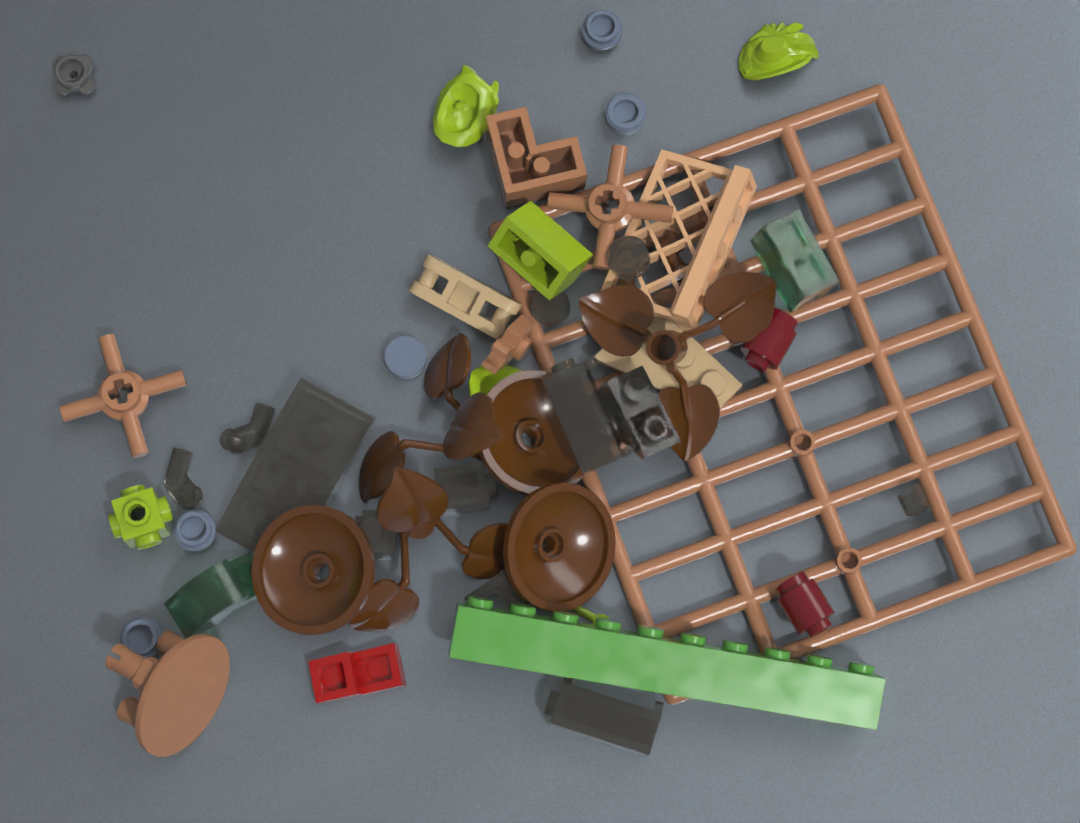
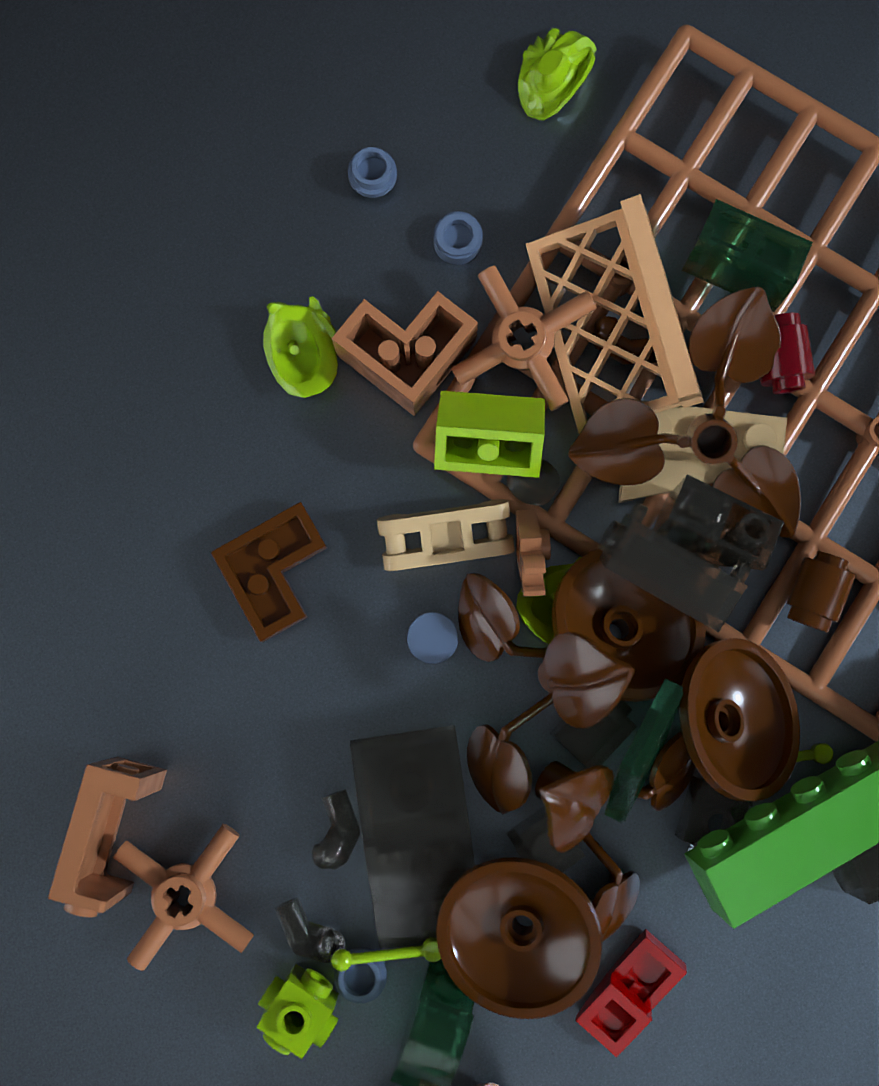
camera: 30 degrees left, 5 degrees up
(106, 308) = (82, 868): none -> nougat panel
(193, 506) = (343, 959): none -> lime hinge
(327, 226) = (257, 564): none -> reddish brown plate
(476, 508) = (643, 751): none -> clear green tile
(628, 257) = (583, 375): clear smoke tile -> none
(676, 509) = (820, 591): none -> reddish brown brick

